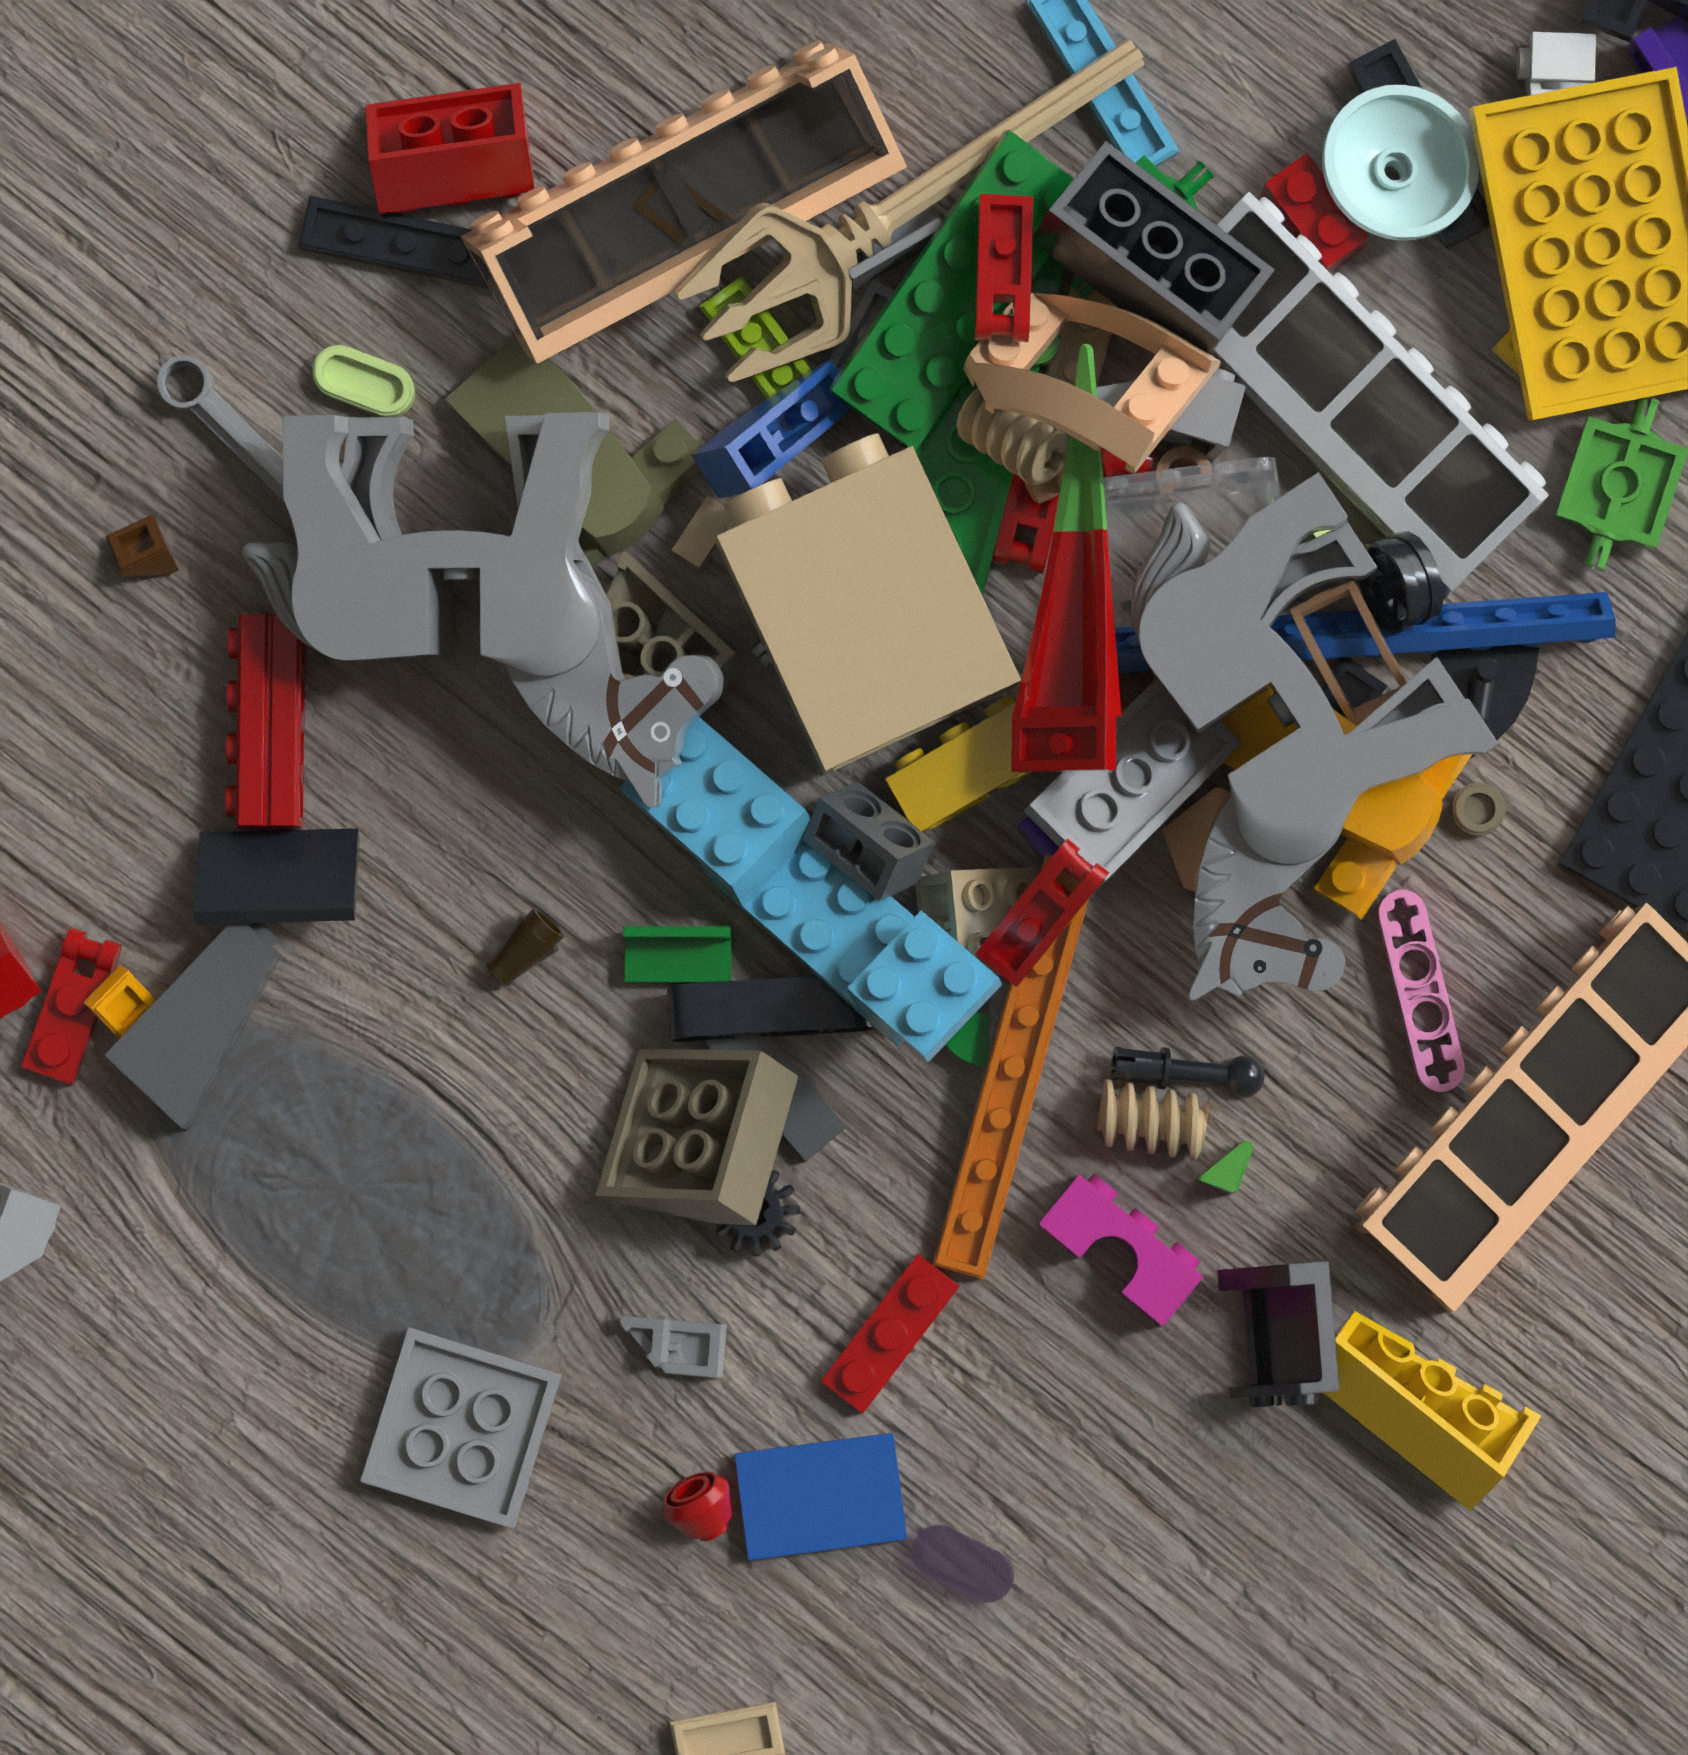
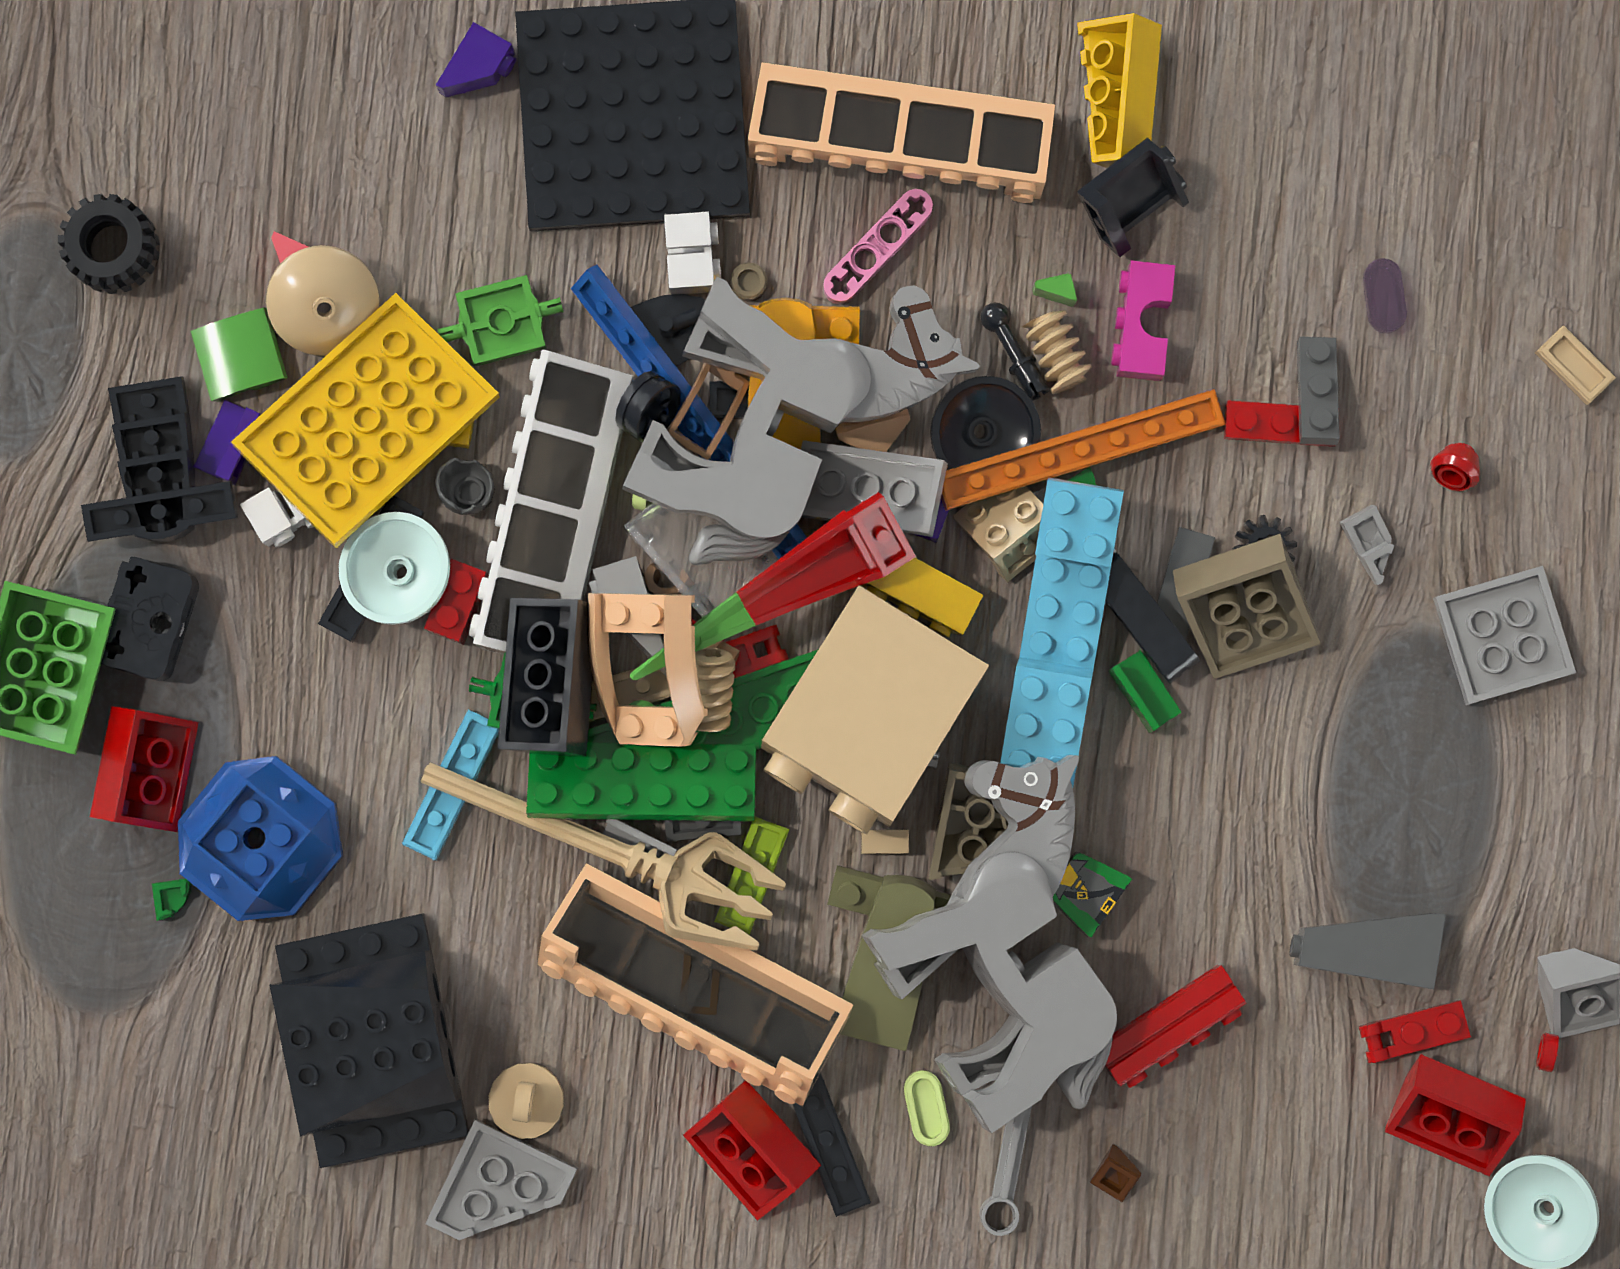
camera: 125 degrees left, 0 degrees up
(119, 1001) = (1394, 1002): light orange tile -> none
(276, 876) = (1259, 958): black tile -> none
(489, 729) = (1089, 892): none -> torso
(525, 946) = (1198, 784): dark brown cone -> none
(771, 434) = (802, 837): blue slope -> none
(820, 1496) = (1401, 402): blue tile -> none
(868, 840) = (1007, 619): dark grey brick -> none
(900, 1400) = (1317, 390): none -> dark grey plate
(1004, 266) = (614, 759): red plate -> none
(1040, 914) = (987, 485): red plate -> none
(1156, 974) = (986, 400): none -> black dish
(1447, 312) = (465, 486): none -> dark grey hair
(1580, 772) = (690, 252): none -> white piece

